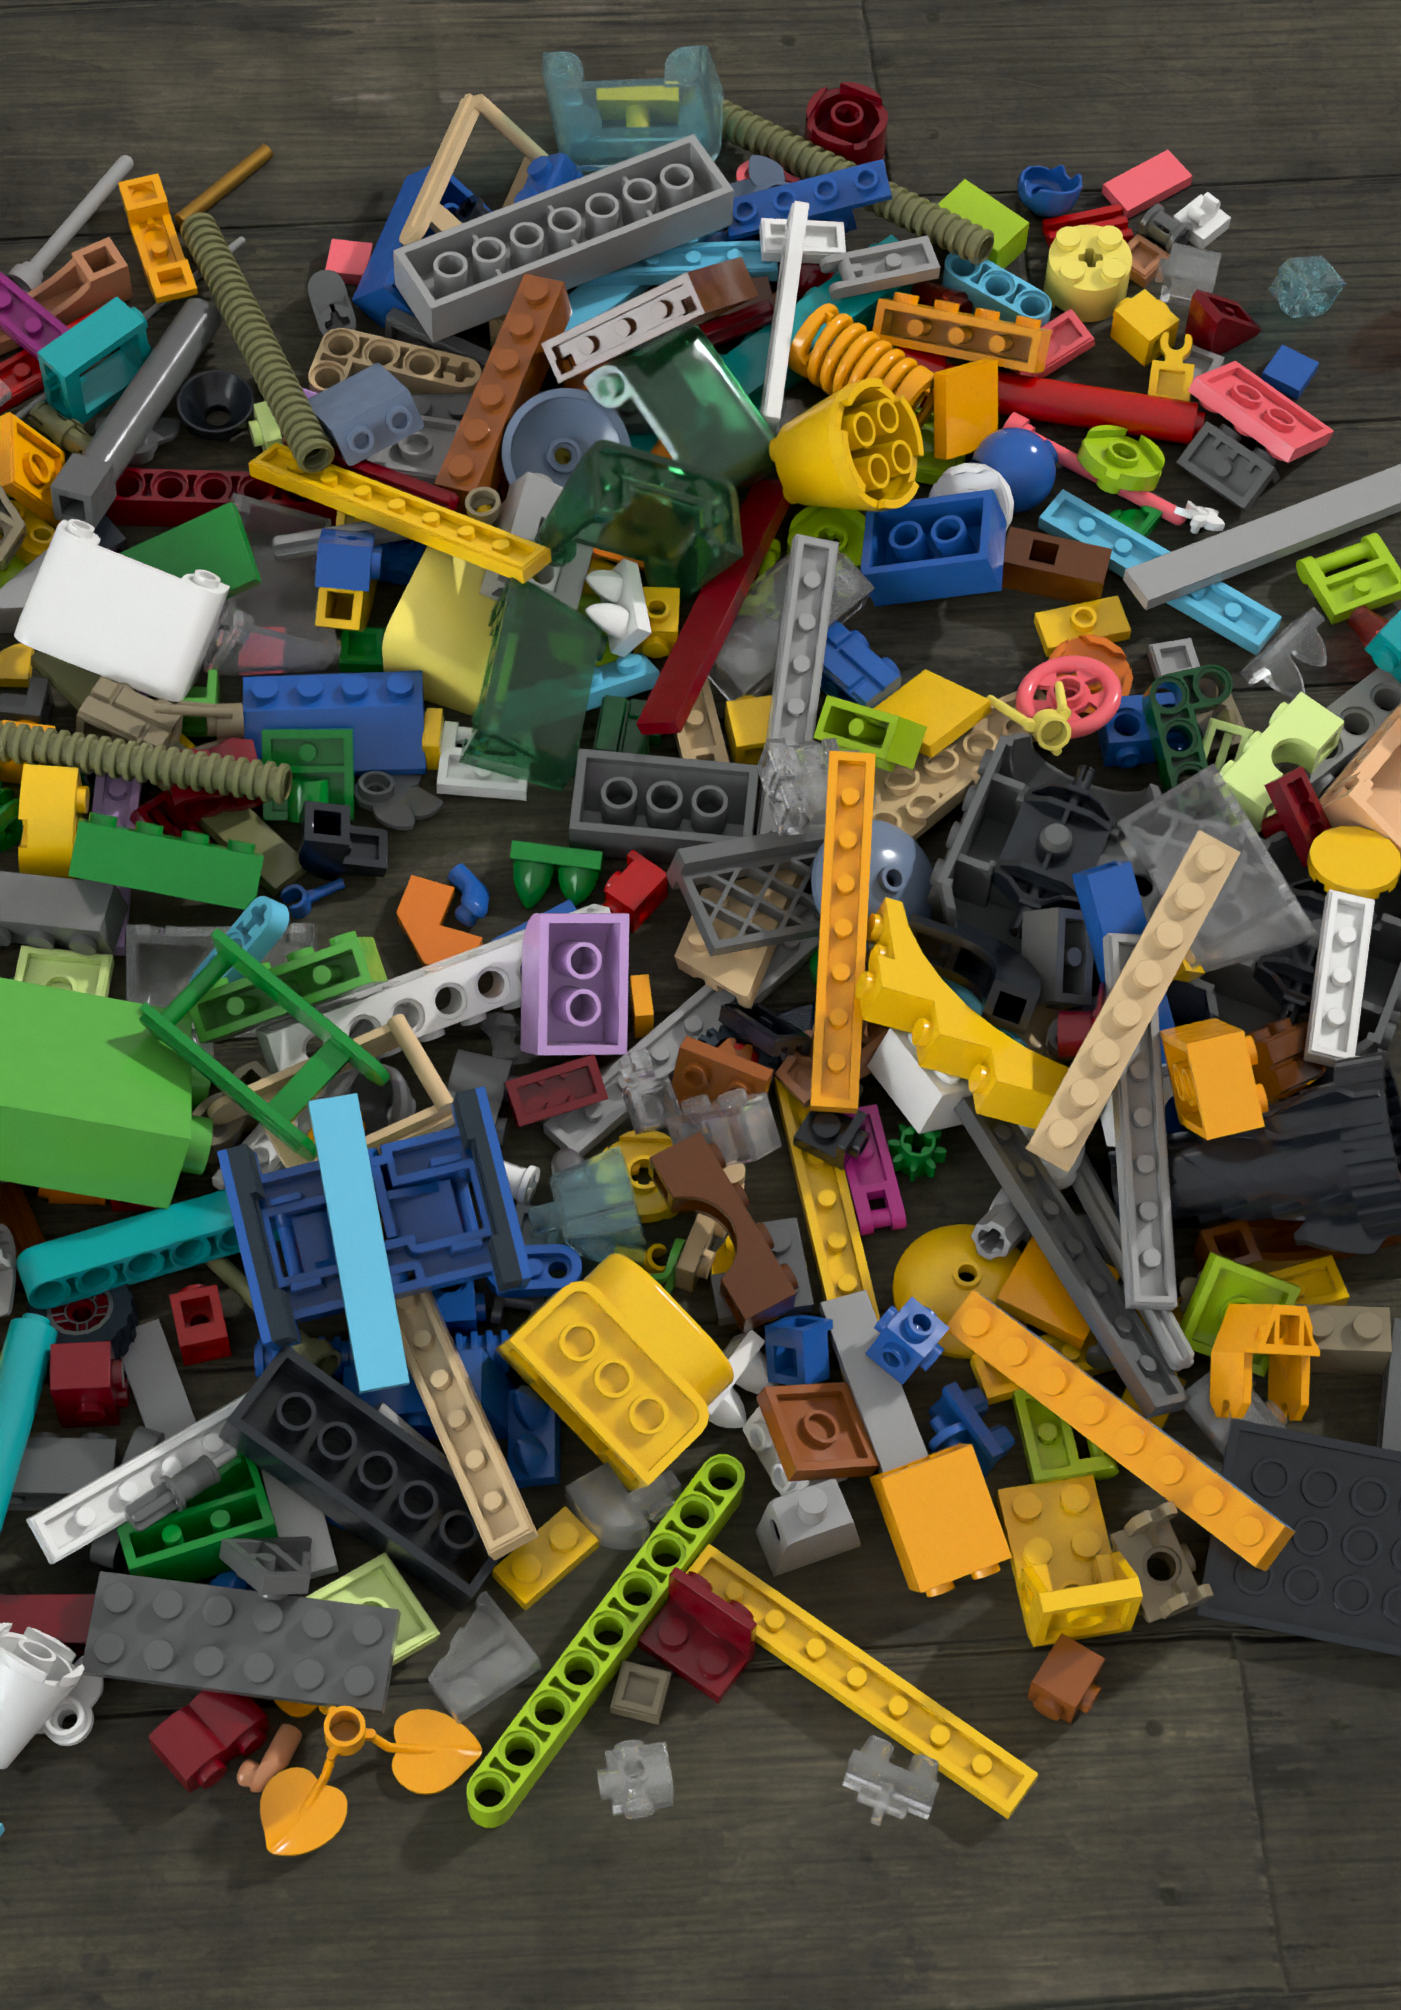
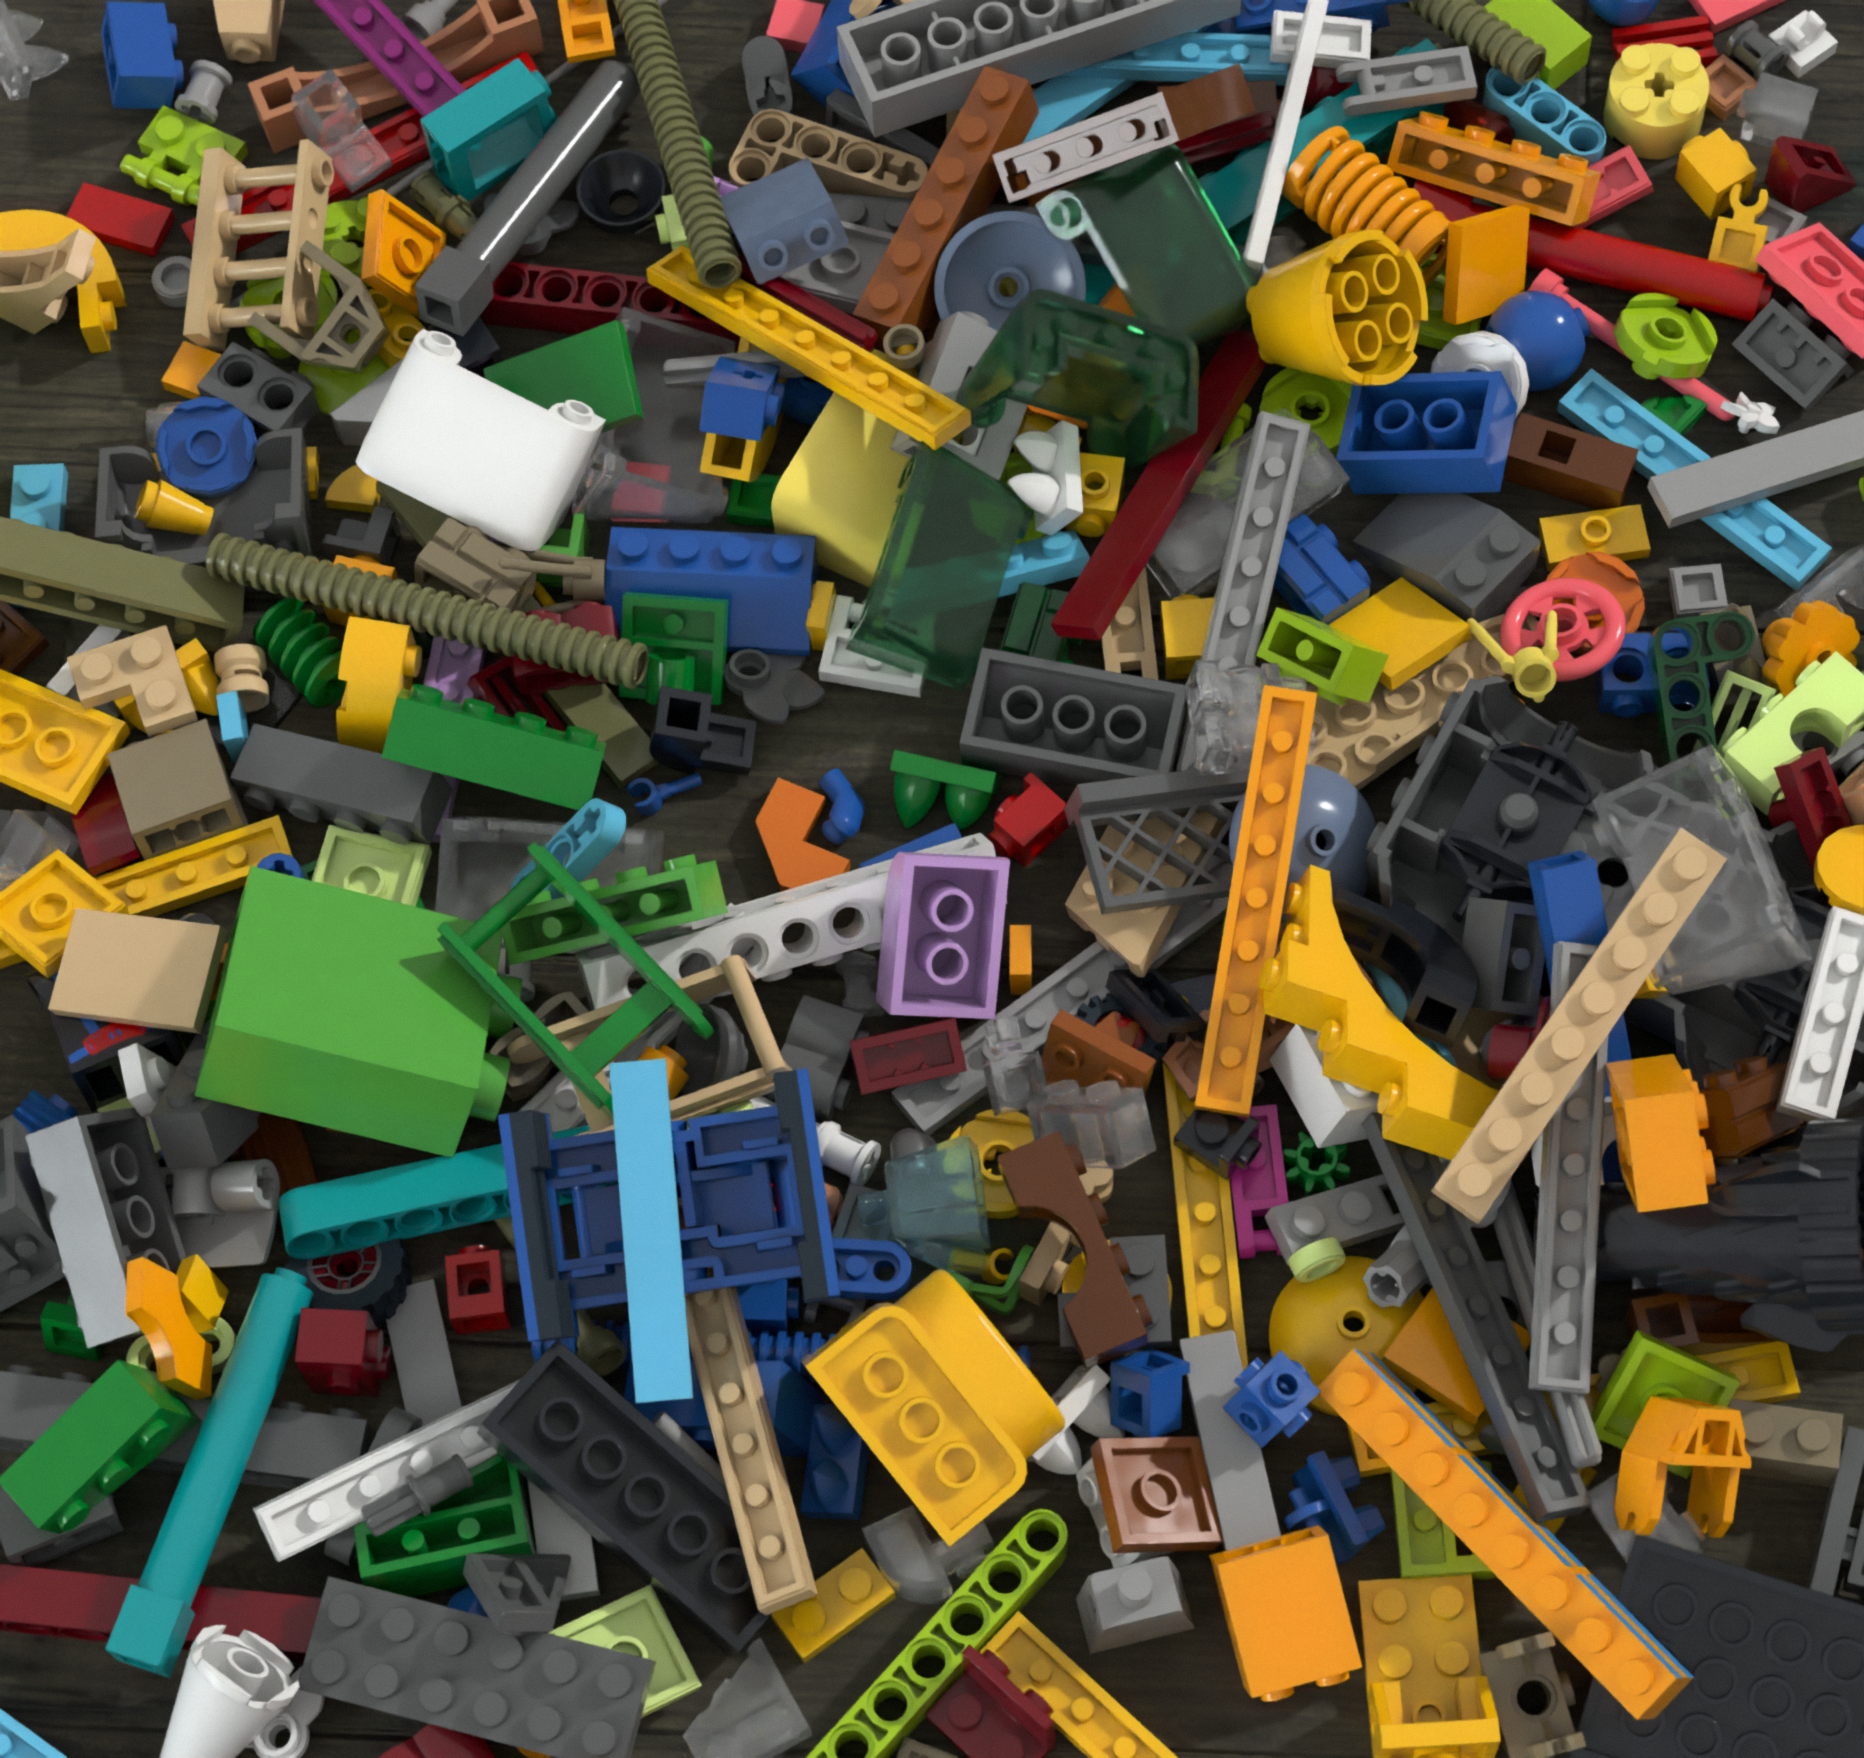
camera: 15 degrees right, 5 degrees up
(929, 1225) = (1317, 1260): none -> yellowish green tile
(938, 1193) = (1347, 1213): none -> light grey hinge
(965, 642) = (1451, 550): none -> dark grey slope
(1266, 689) = (1808, 636): none -> light orange plant

